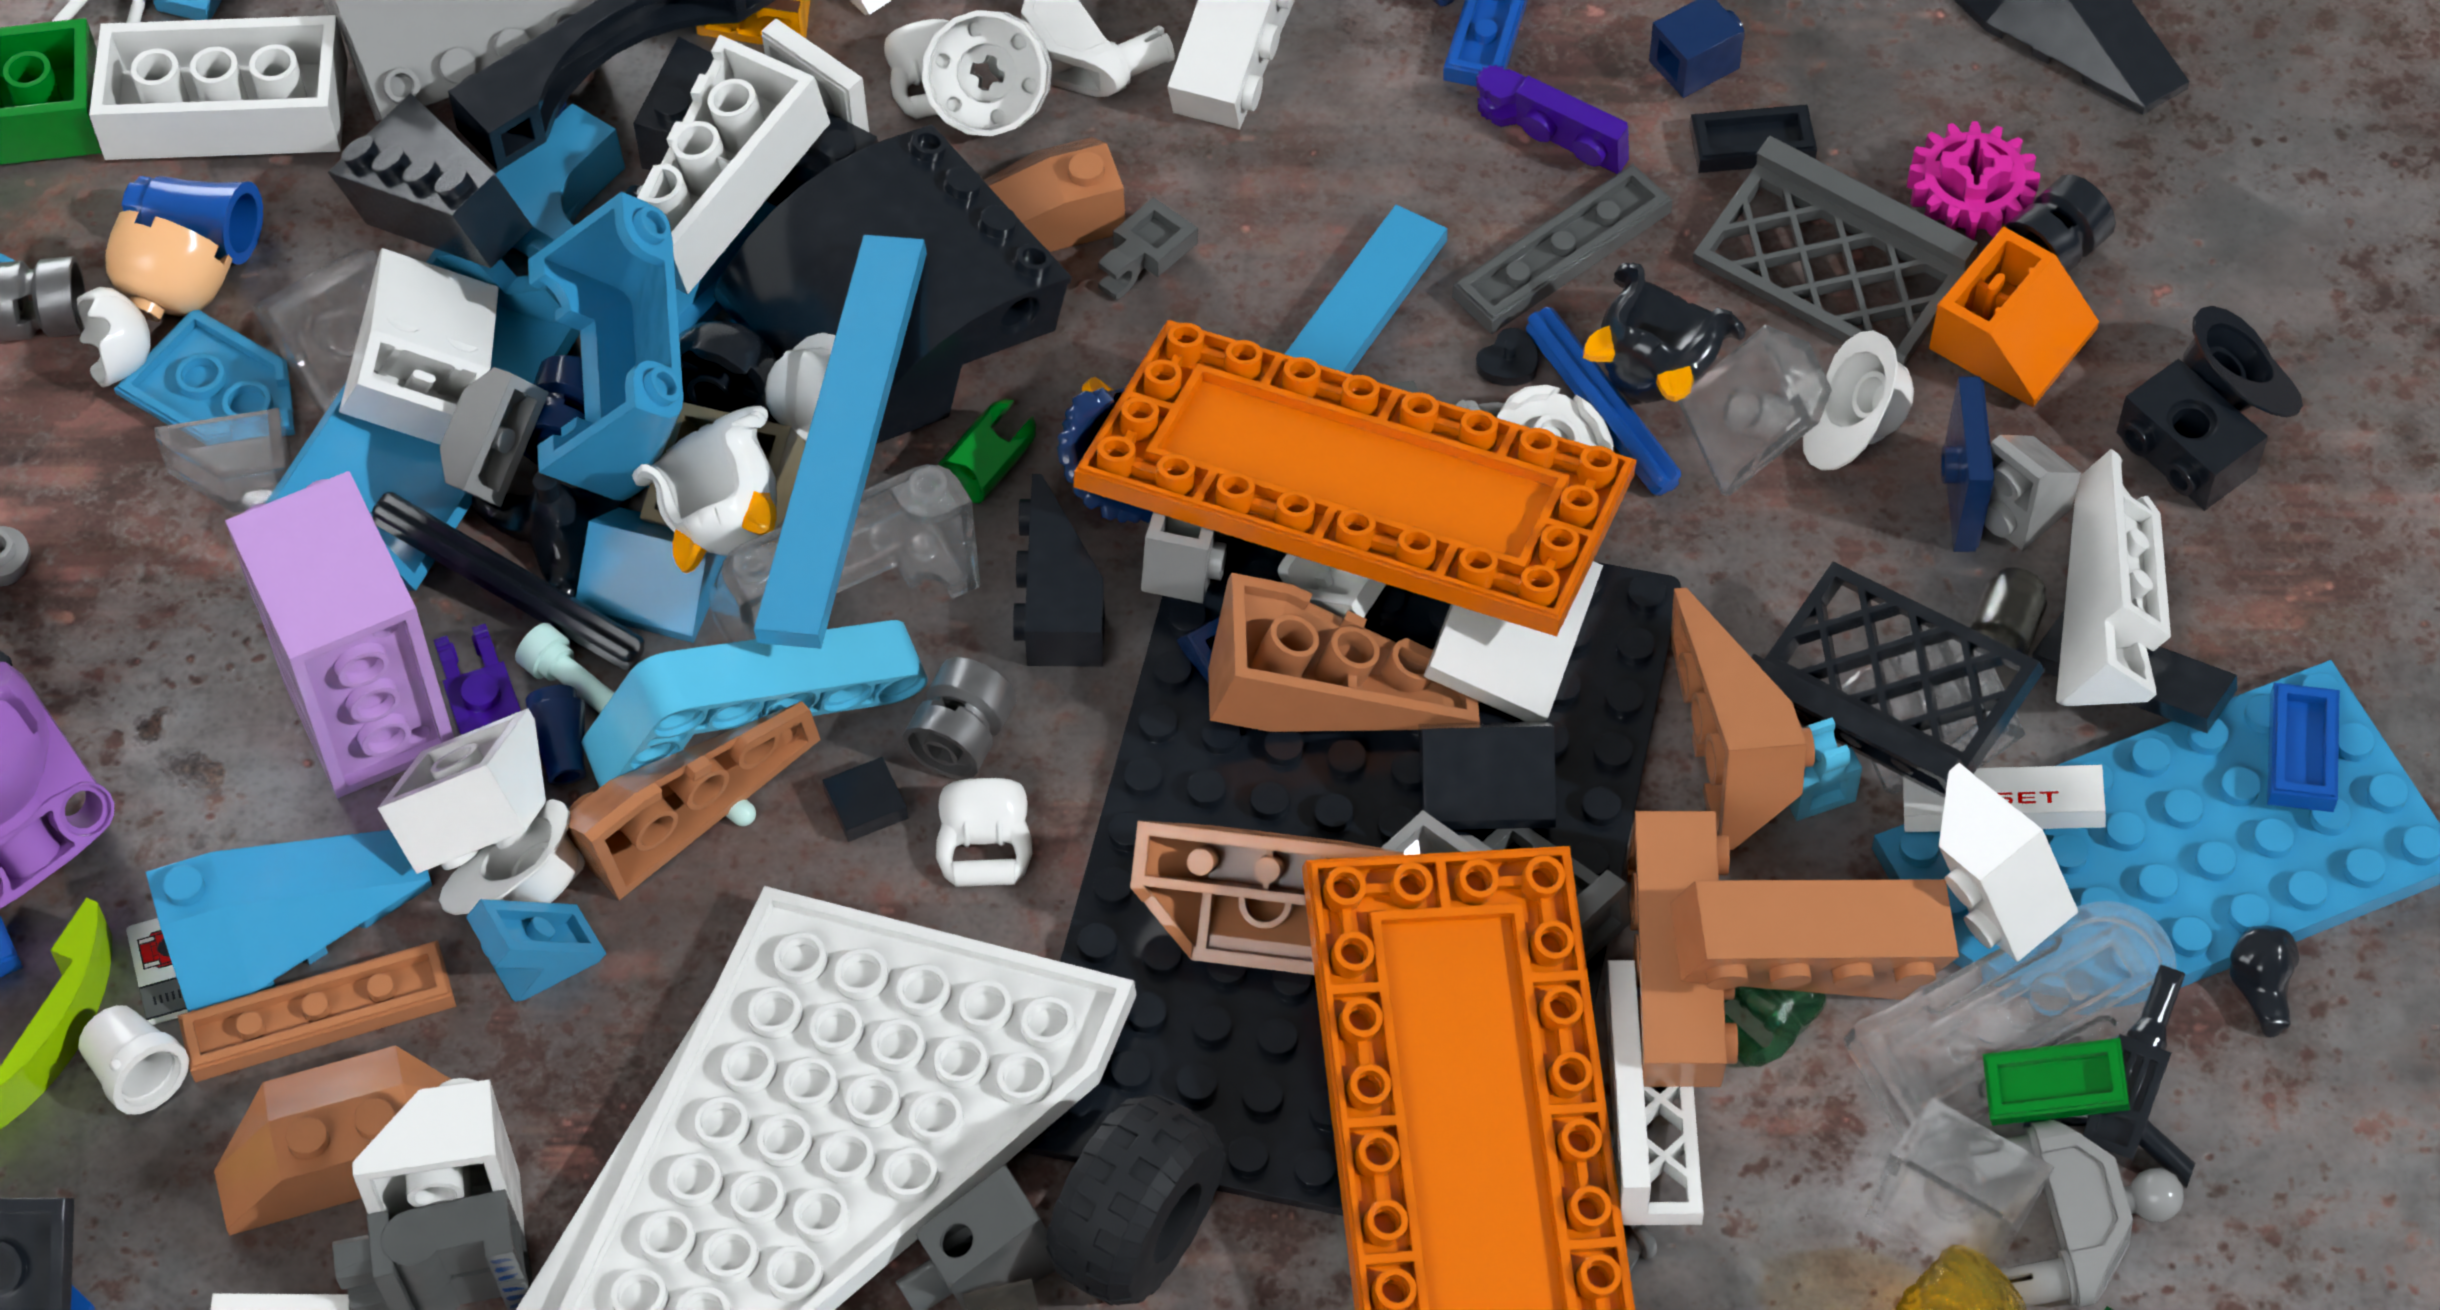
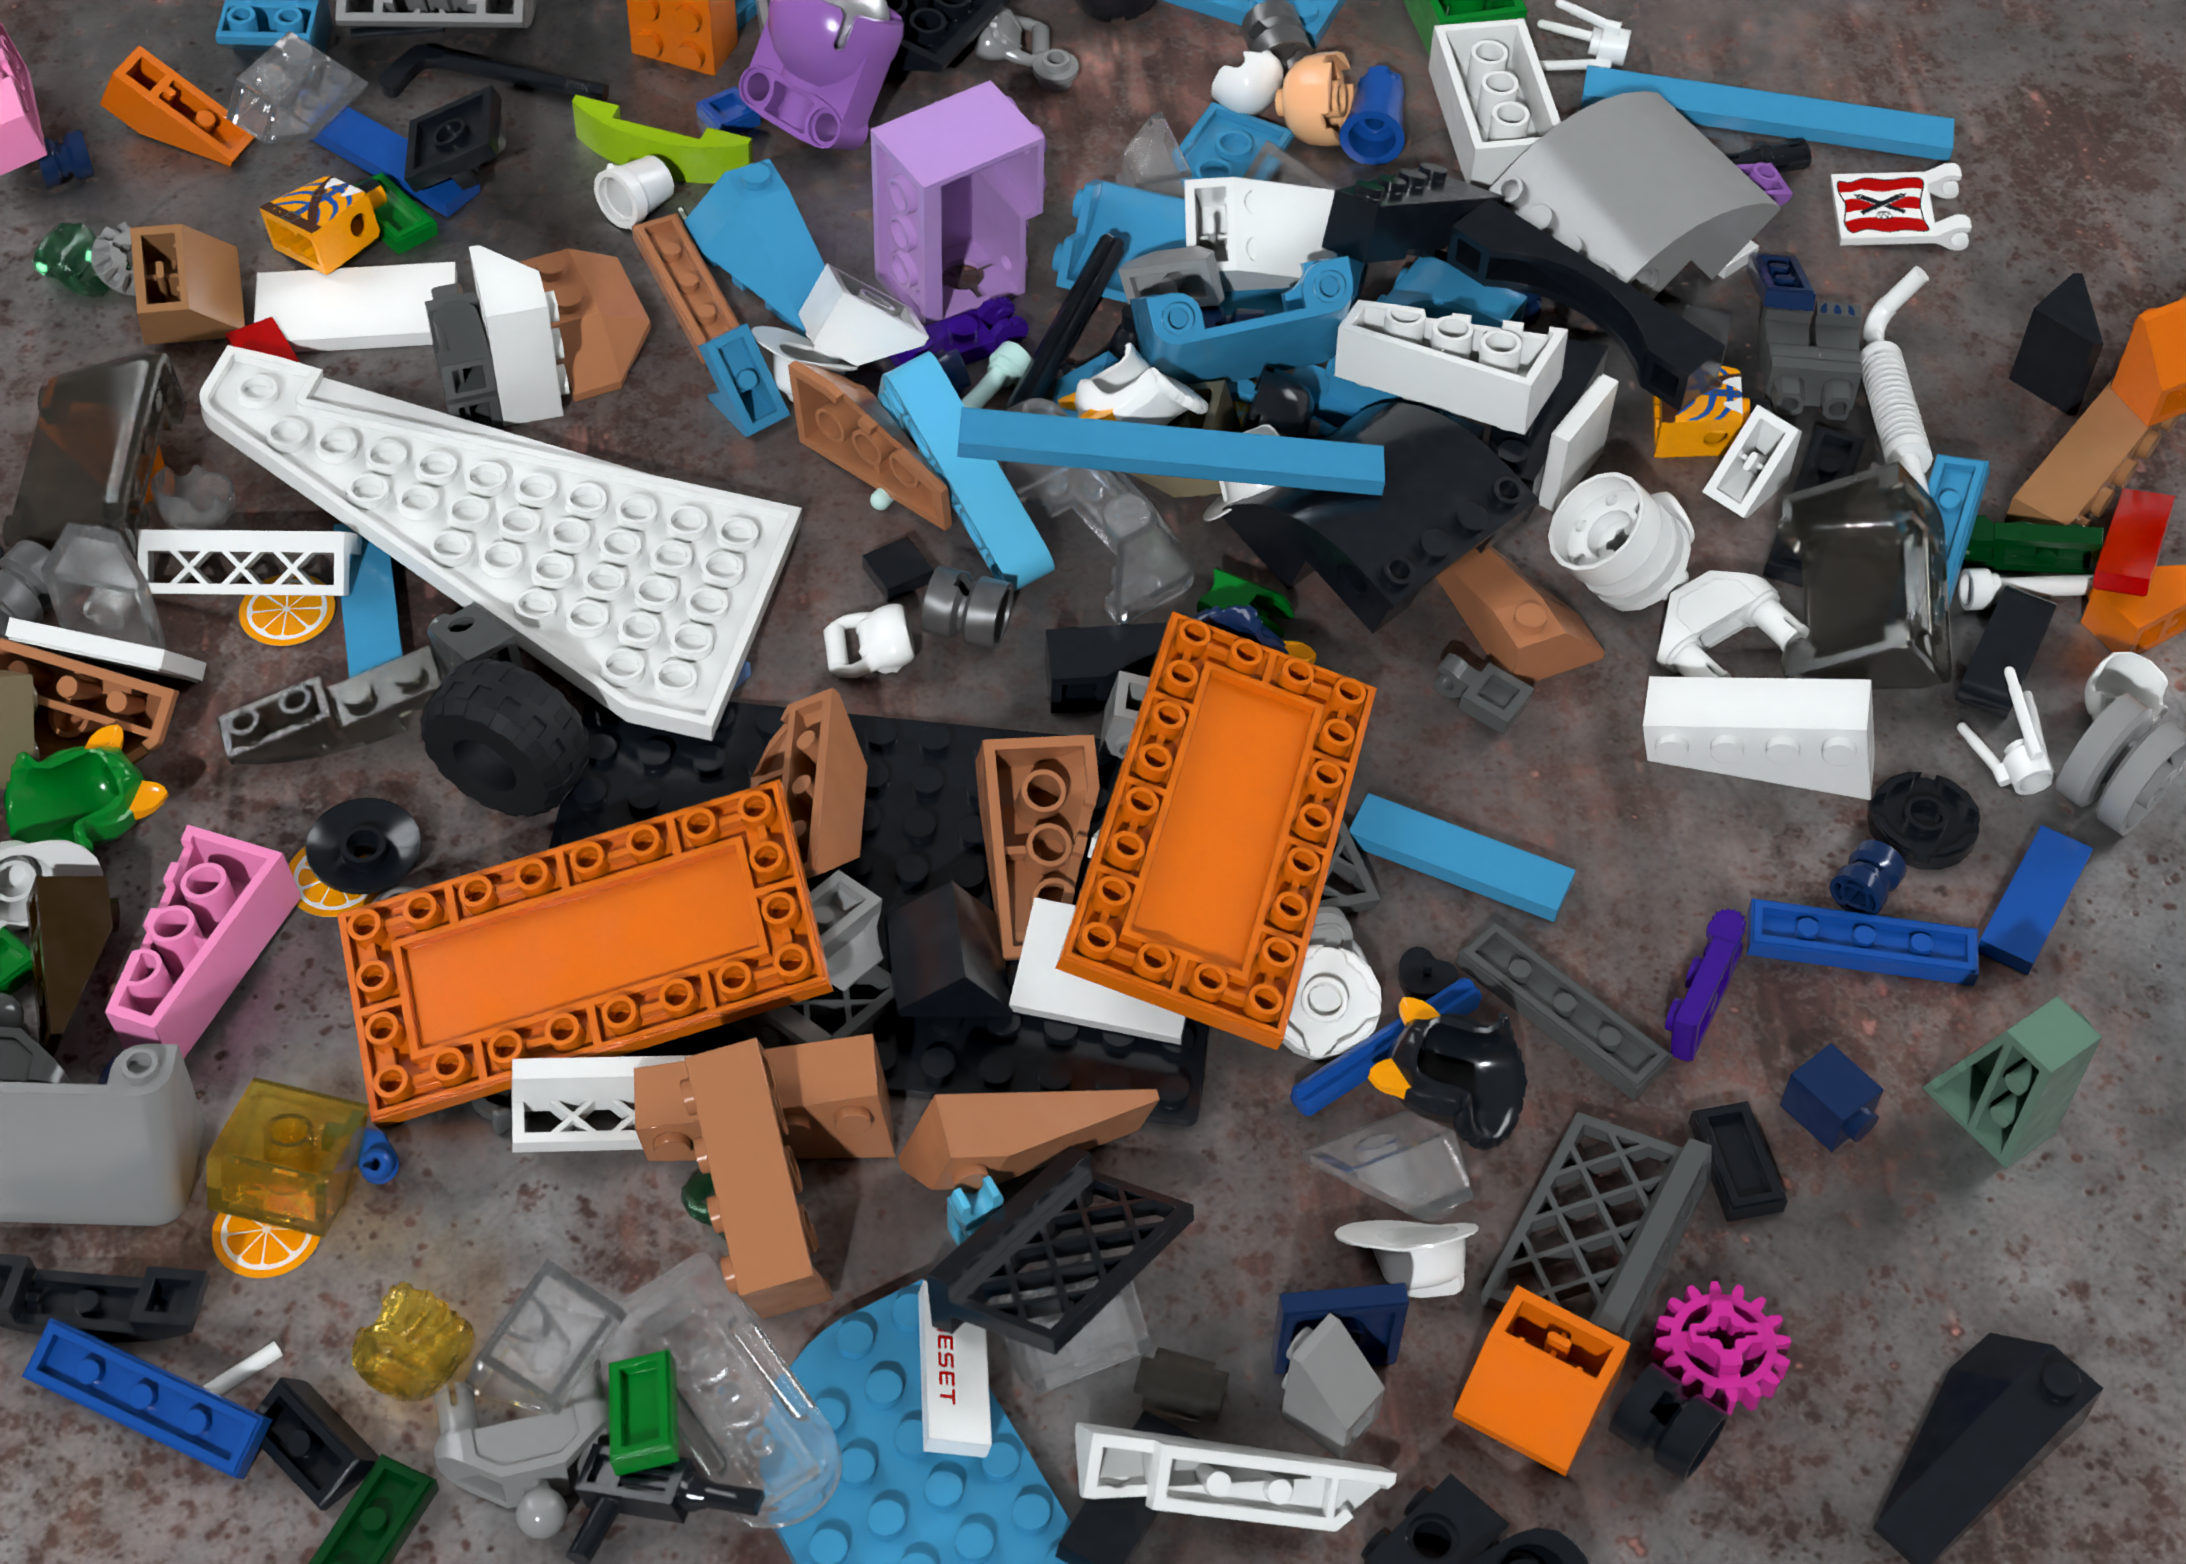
camera: 80 degrees right, 5 degrees down
(2000, 868) = (844, 1327): white slope -> none

